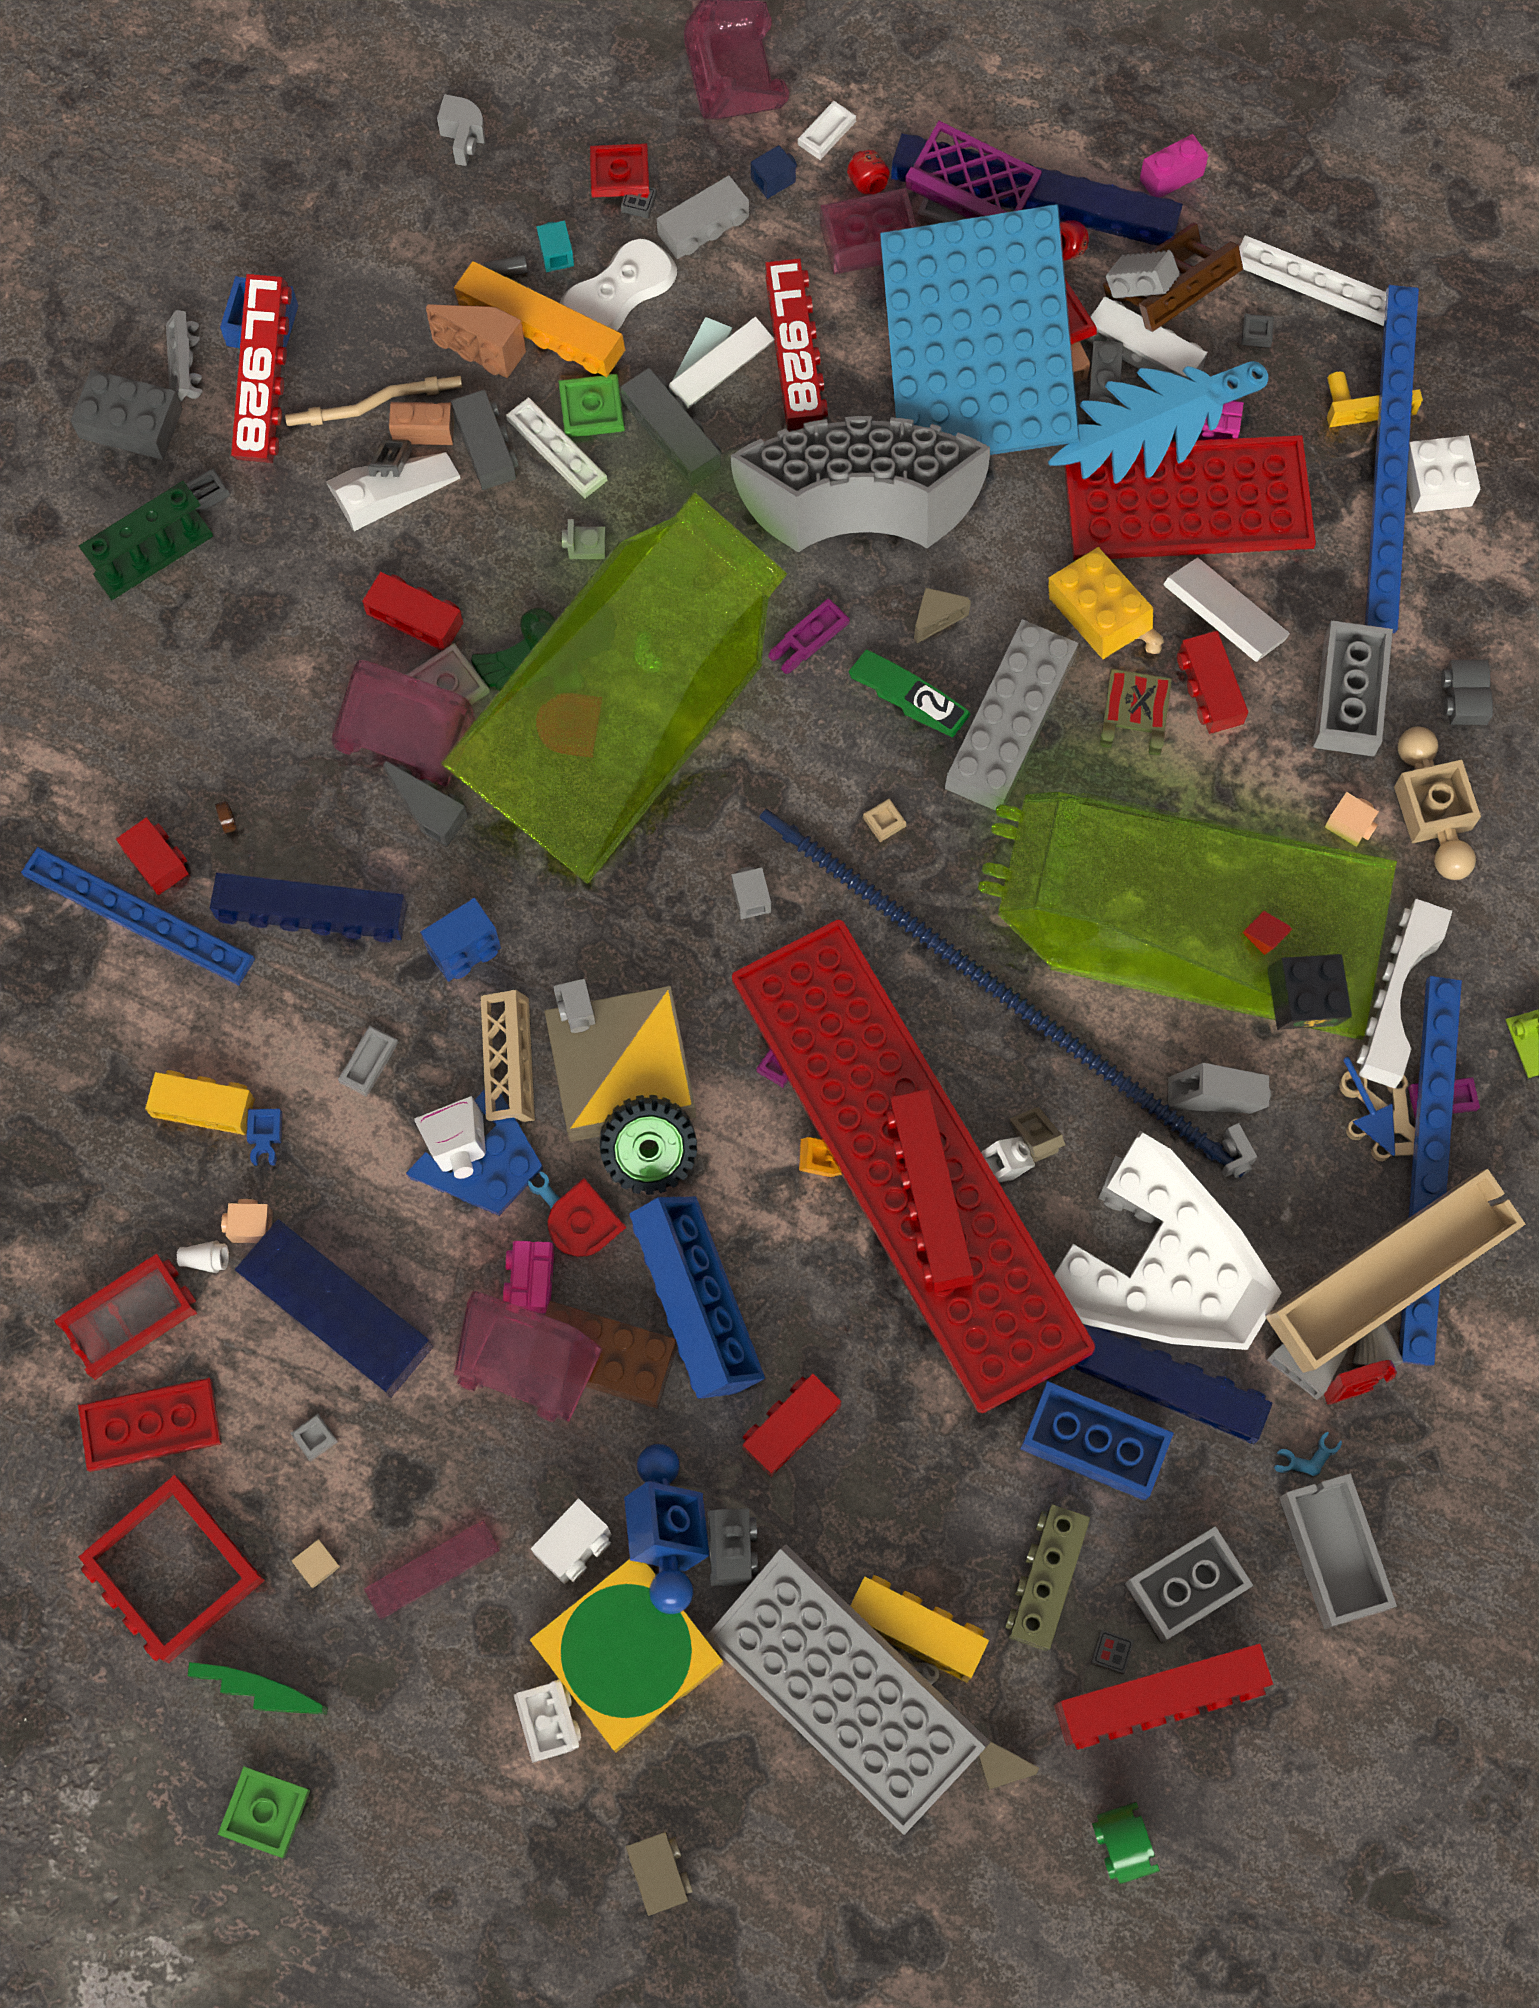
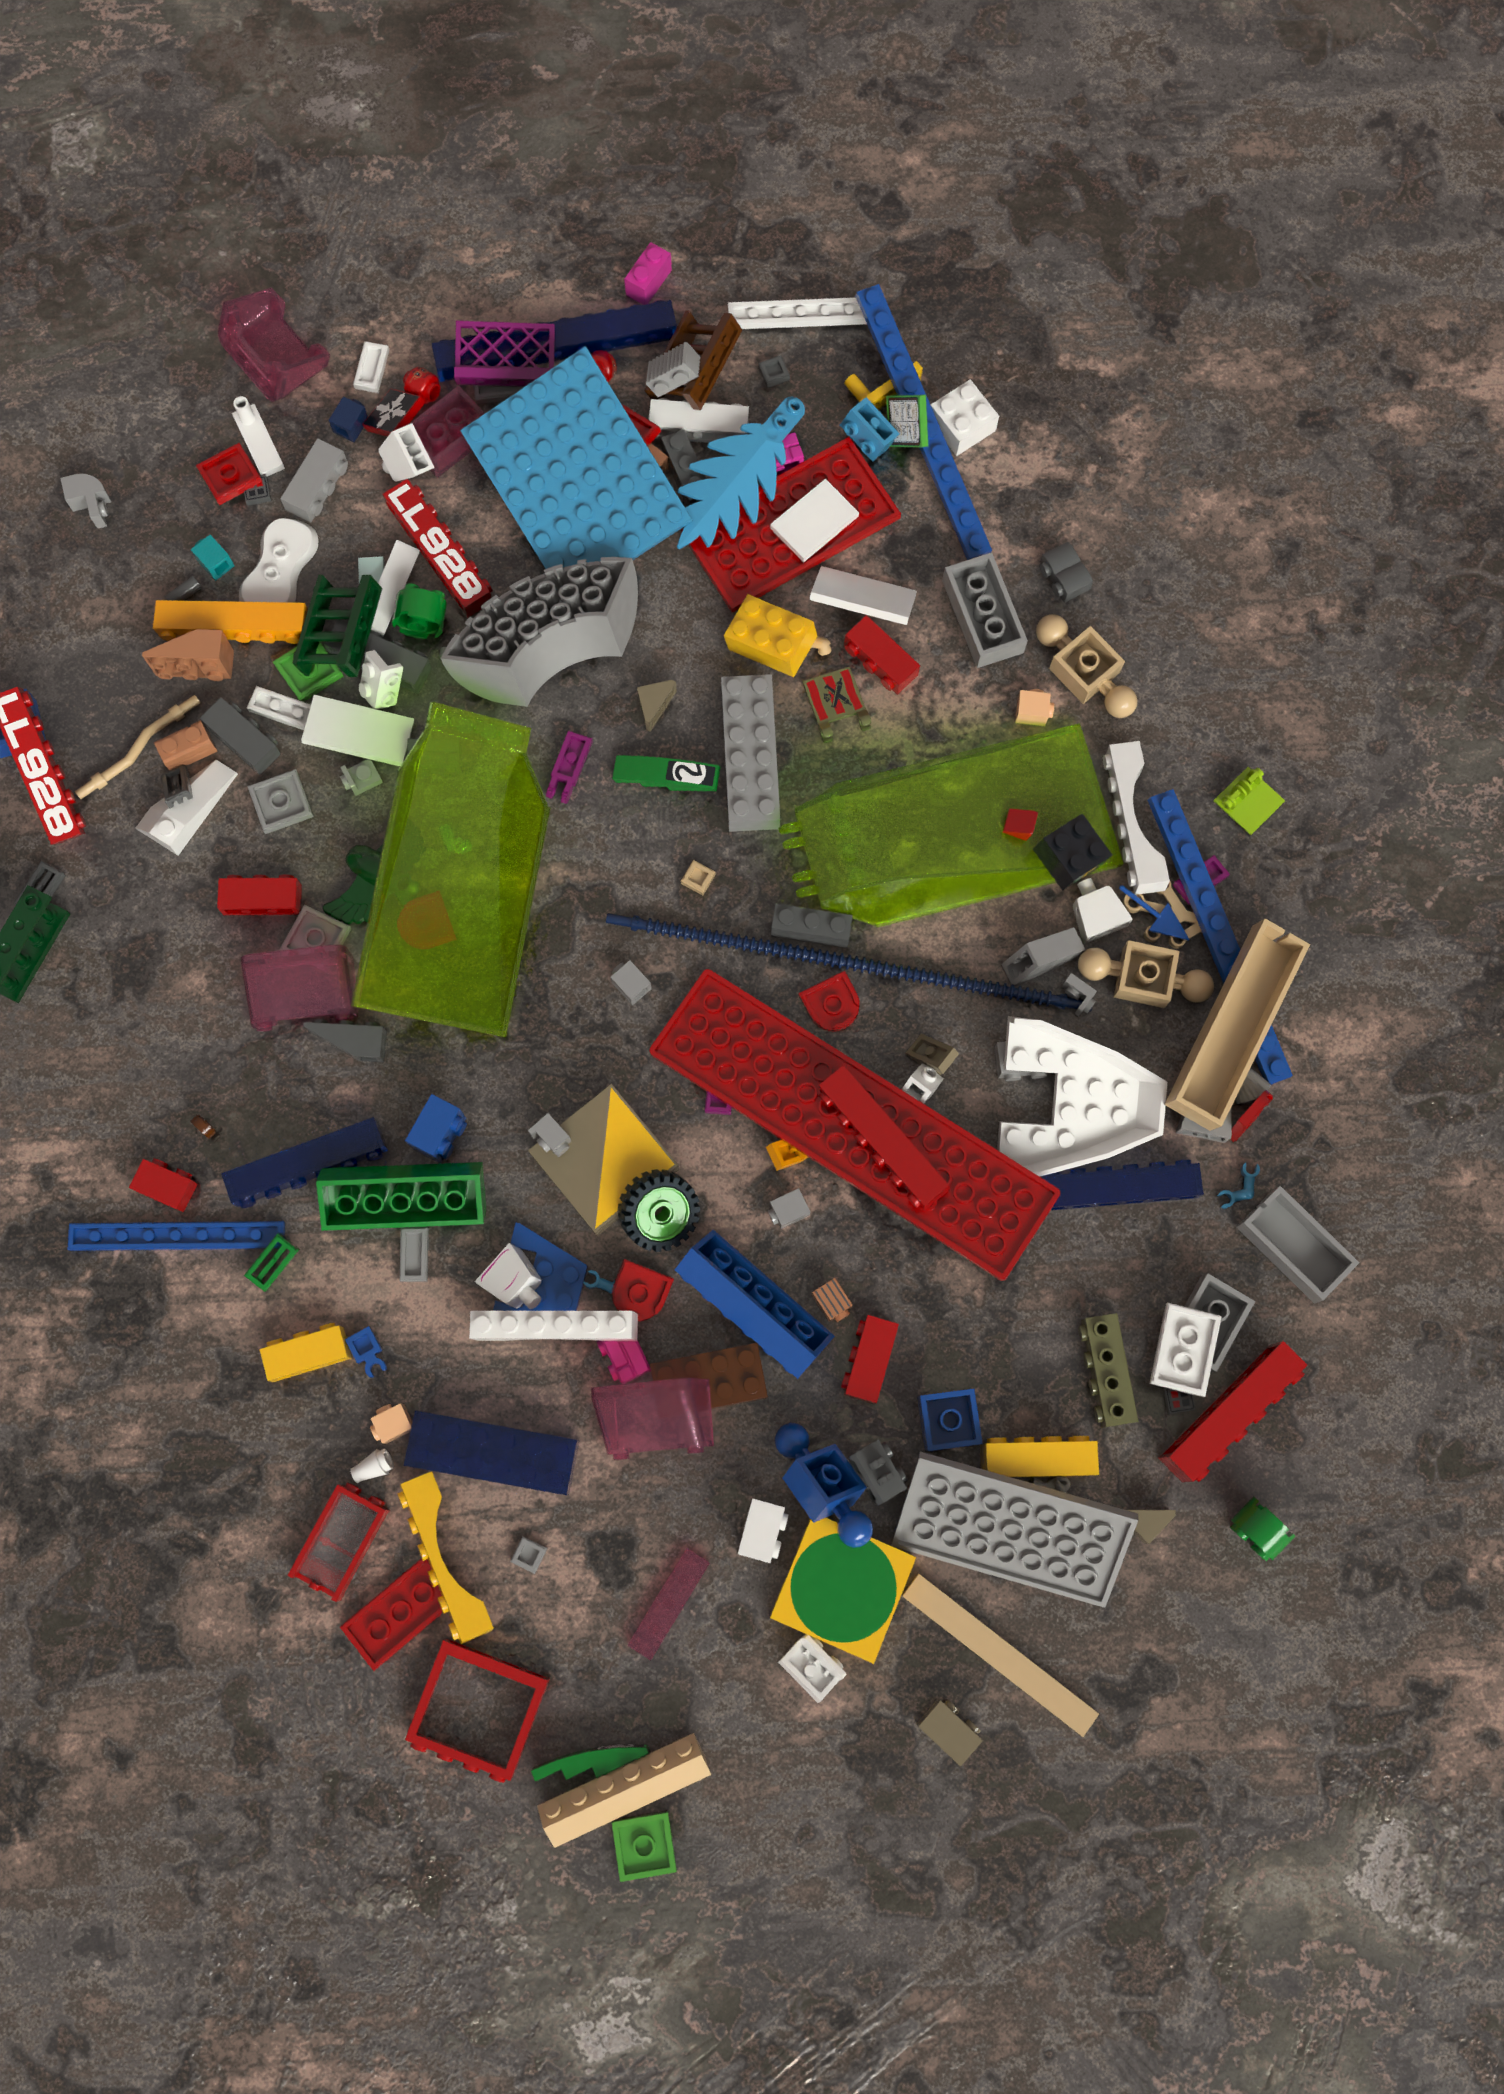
camera: 30 degrees left, 5 degrees up
(215, 1458) = (466, 1611): none -> yellow arch
(241, 981) = (286, 1244): none -> green tile
(275, 1738) = (623, 1790): none -> tan brick
(315, 1563) = (581, 1646): tan tile -> none
(387, 990) = (401, 1196): none -> green brick
(488, 526) = (280, 801): none -> light grey tile
(494, 1217) = (553, 1325): none -> white arch
(518, 1056) = (527, 1198): tan fence -> none
(605, 489) = (357, 730): none -> white tile
(657, 452) = (379, 682): none -> white bracket
(659, 389) = (357, 631): none -> dark green fence
(668, 146) = (256, 437): none -> white piece
(737, 400) = (419, 612): none -> green brick
(760, 1824) = (1000, 1655): none -> tan tile
(784, 1340) = (832, 1301): none -> nougat brick
(789, 1218) = (788, 1209): none -> light grey brick
(810, 231) = (404, 454): none -> white torso
(823, 186) = (393, 412): none -> tile
(841, 1535) = (949, 1420): none -> blue brick
(957, 1024) = (832, 1003): none -> red tile
(978, 930) = (811, 925): none -> dark grey brick
(1096, 1441) = (1092, 1255): blue brick -> none
(1144, 1595) = (1185, 1349): none -> white tile
(1215, 504) = (814, 520): none -> white tile
(1307, 1074) = (1099, 911): none -> white torso
(1324, 1168) = (1146, 974): none -> tan brick
(1327, 437) = (869, 429): none -> dark azure brick
(1373, 446) = (909, 418): none -> tile

